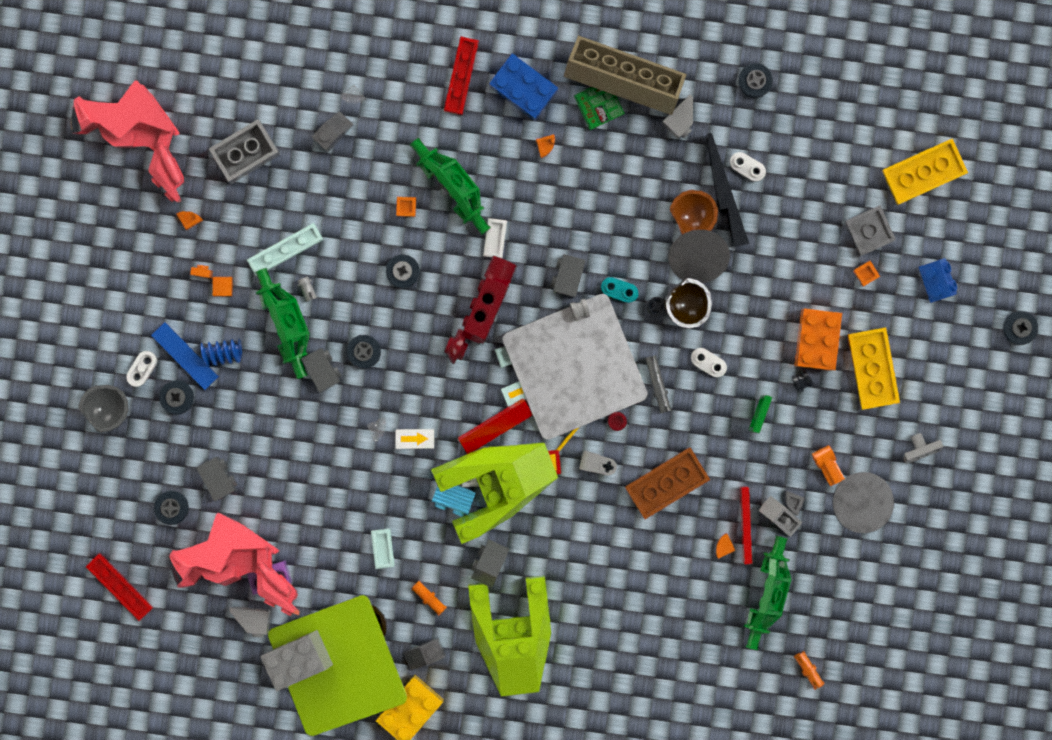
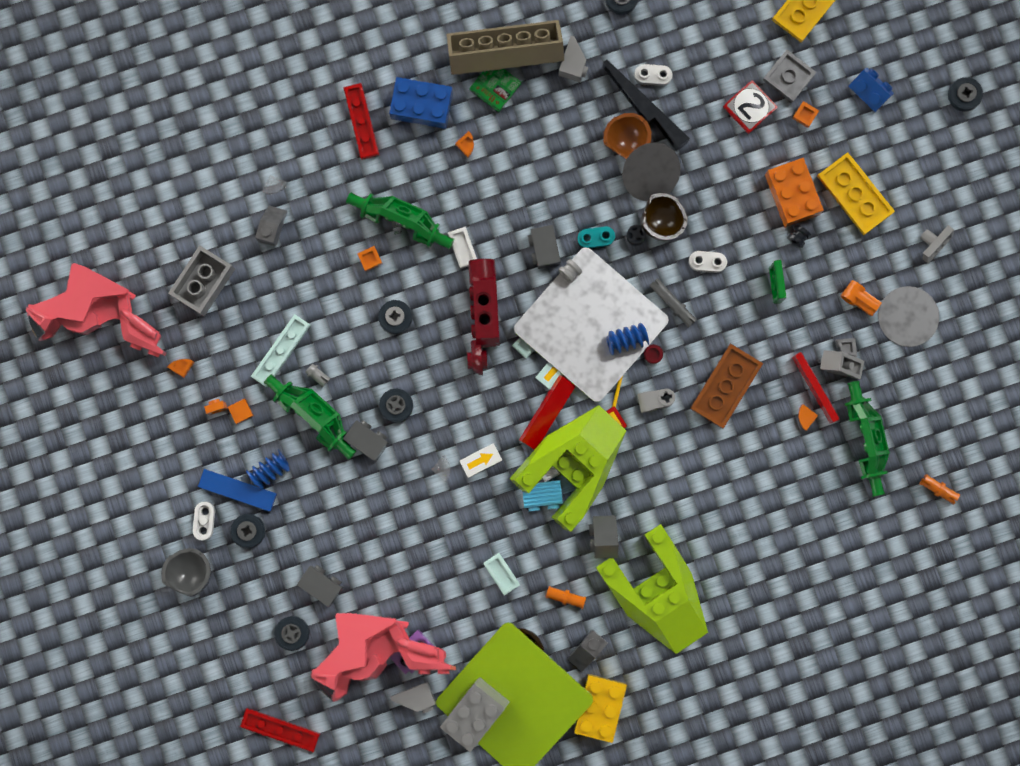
camera: 20 degrees left, 5 degrees down
(600, 396) = (627, 337): none -> blue piece
(819, 241) = (750, 107): none -> slope

